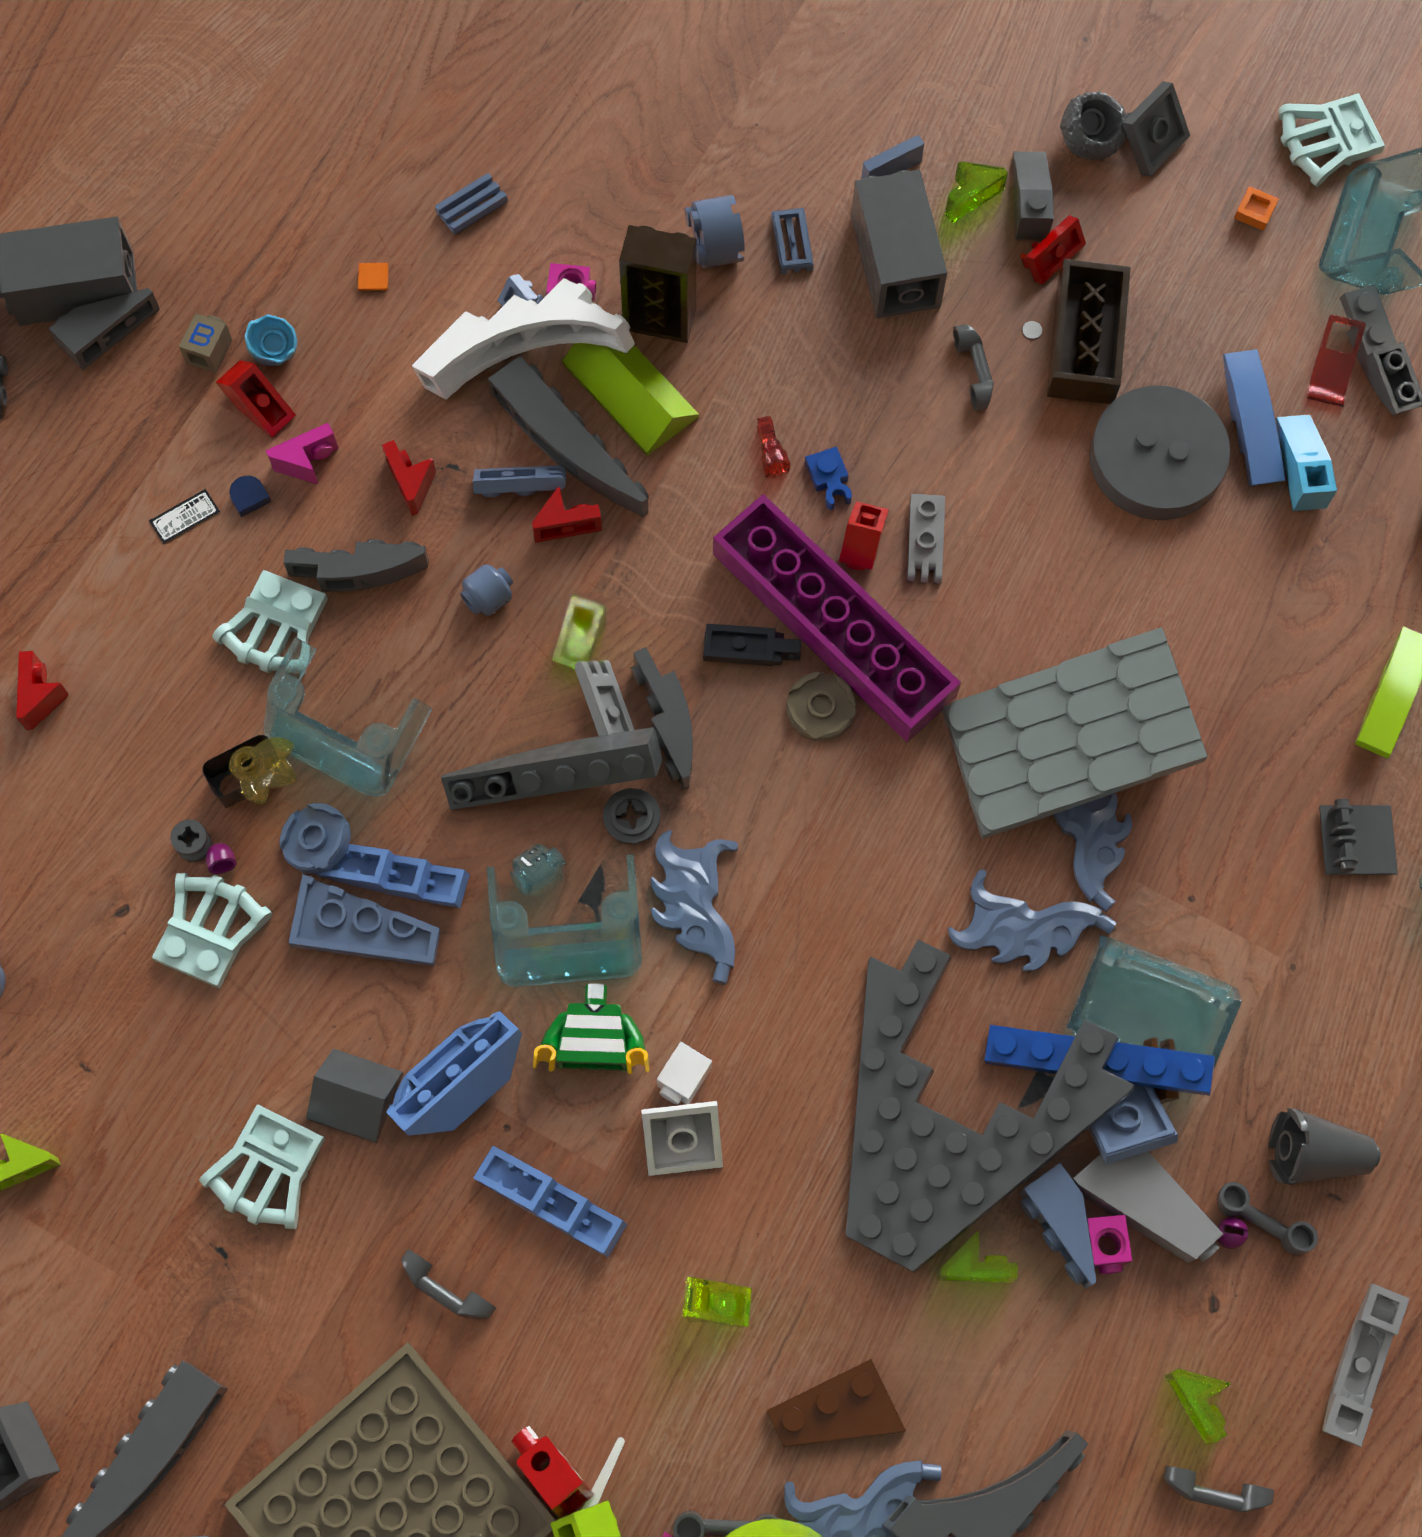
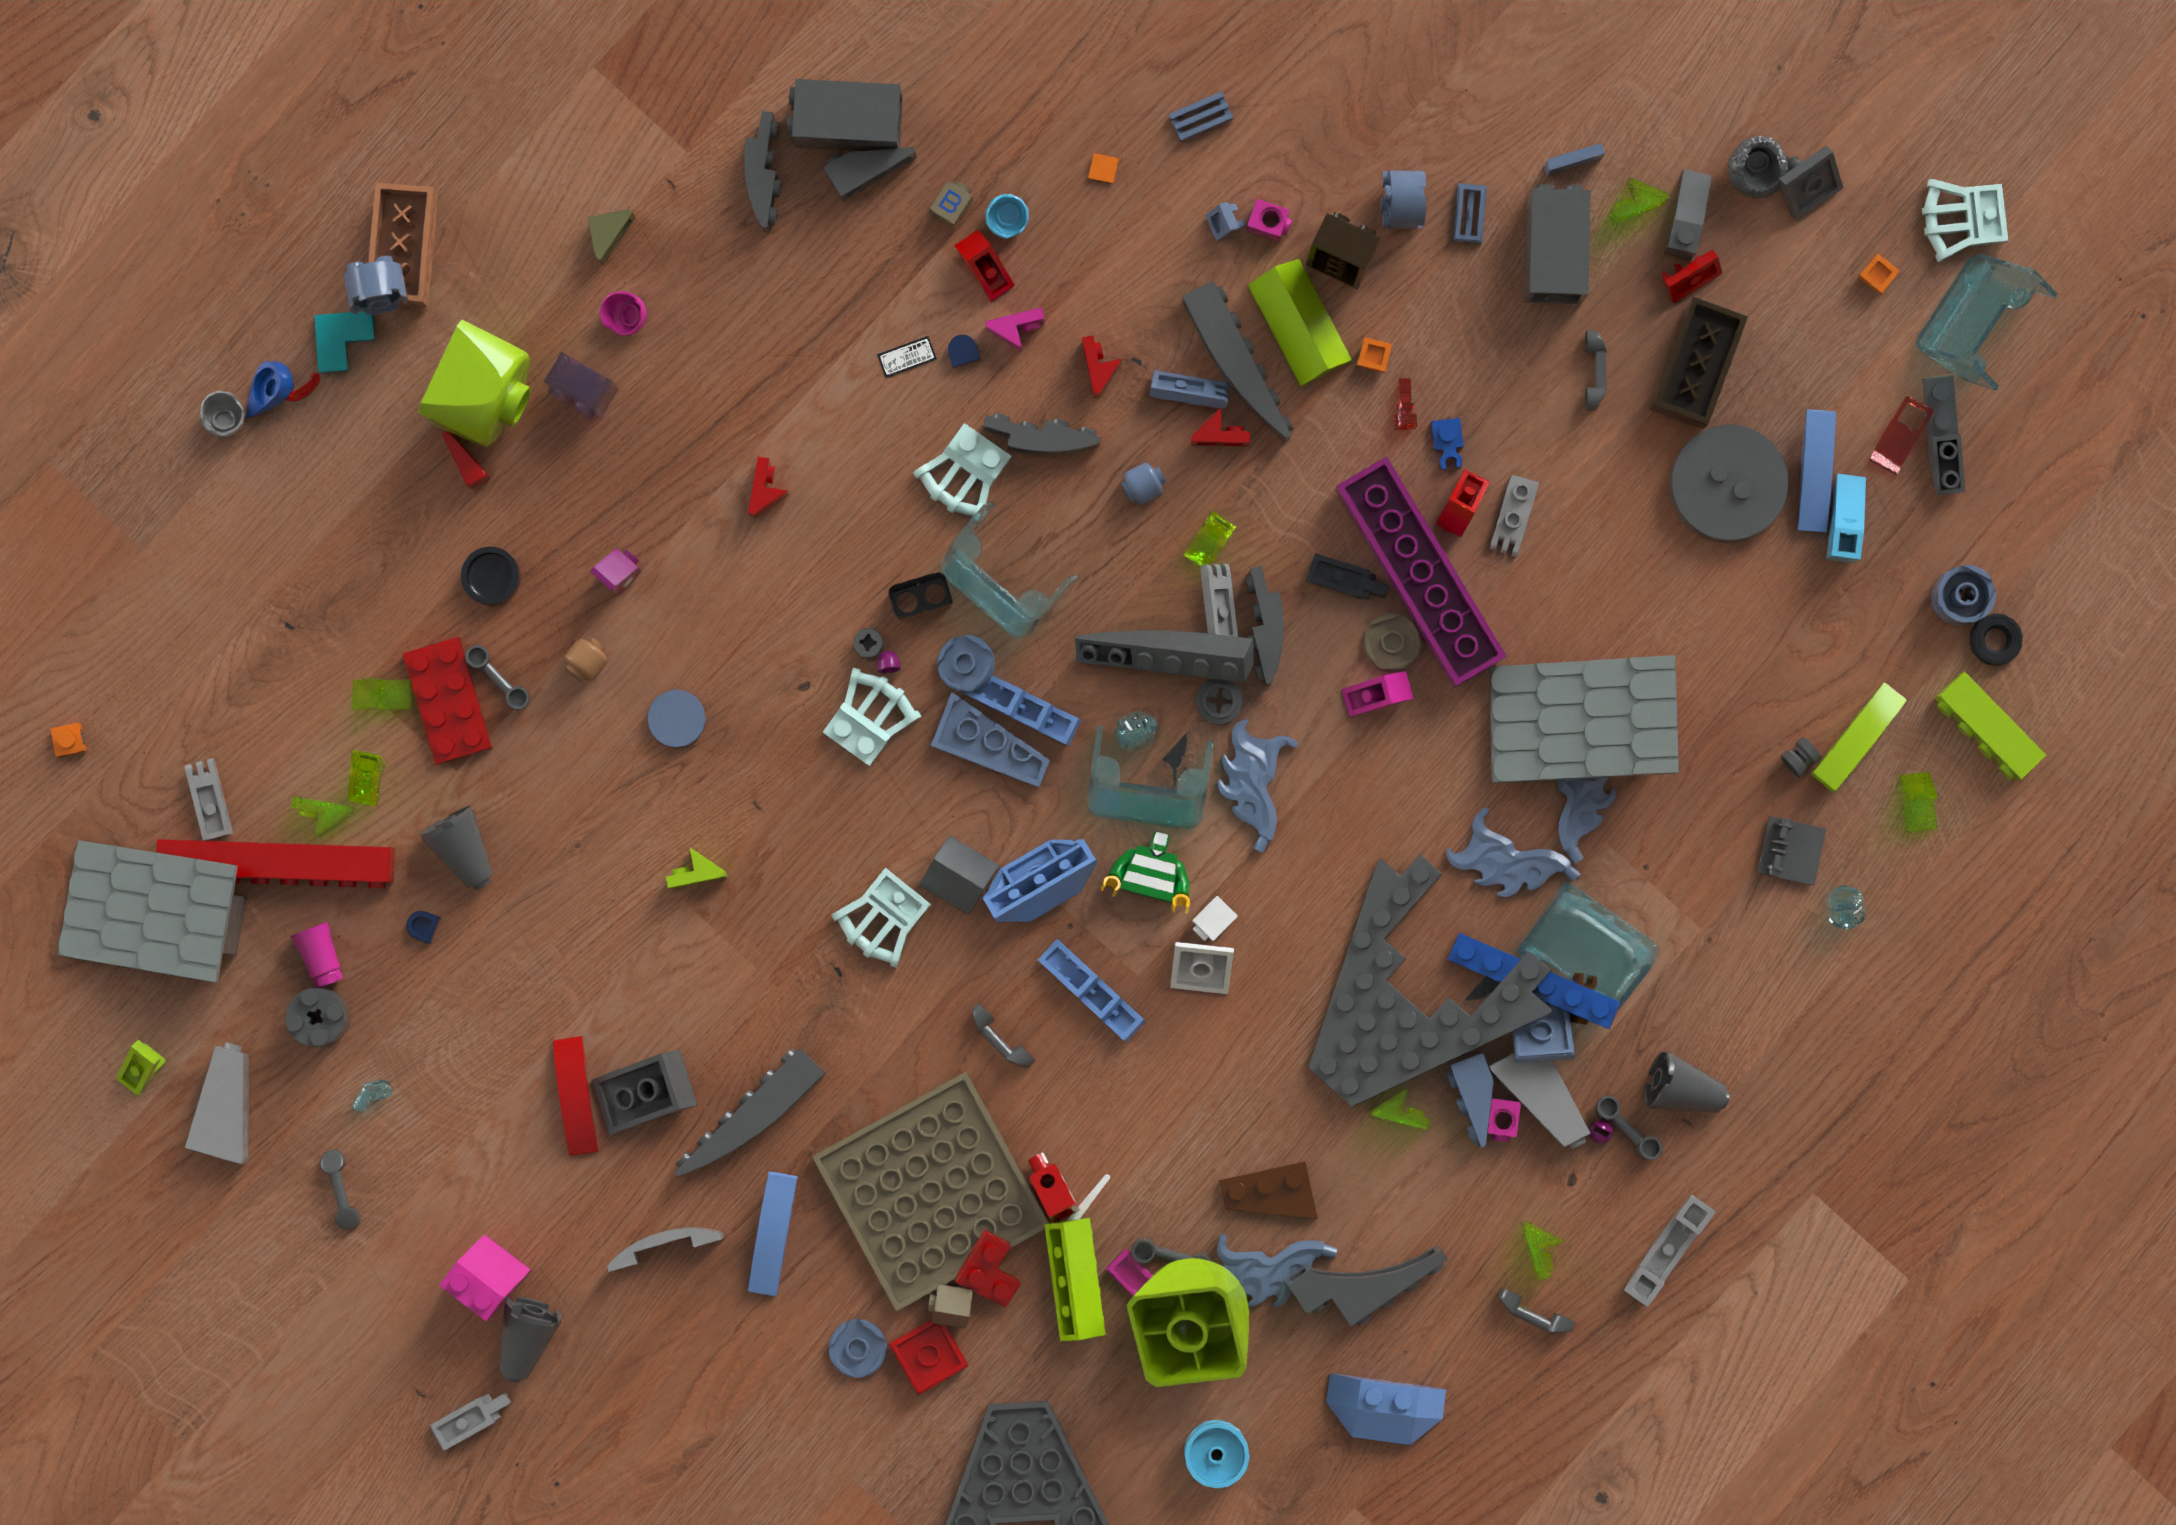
camera: 15 degrees right, 15 degrees up
(267, 768) = (940, 604): clear yellow plate -> none
(519, 326) = (1217, 254): white arch -> none
(716, 1302) = (1200, 1095): clear neon green slope -> none
(722, 401) = (1374, 355): none -> orange plate
(819, 765) = (1377, 693): none -> dark pink slope
(1032, 329) = (1654, 343): white sticker -> none
(1336, 728) = (1801, 757): none -> dark grey wheel

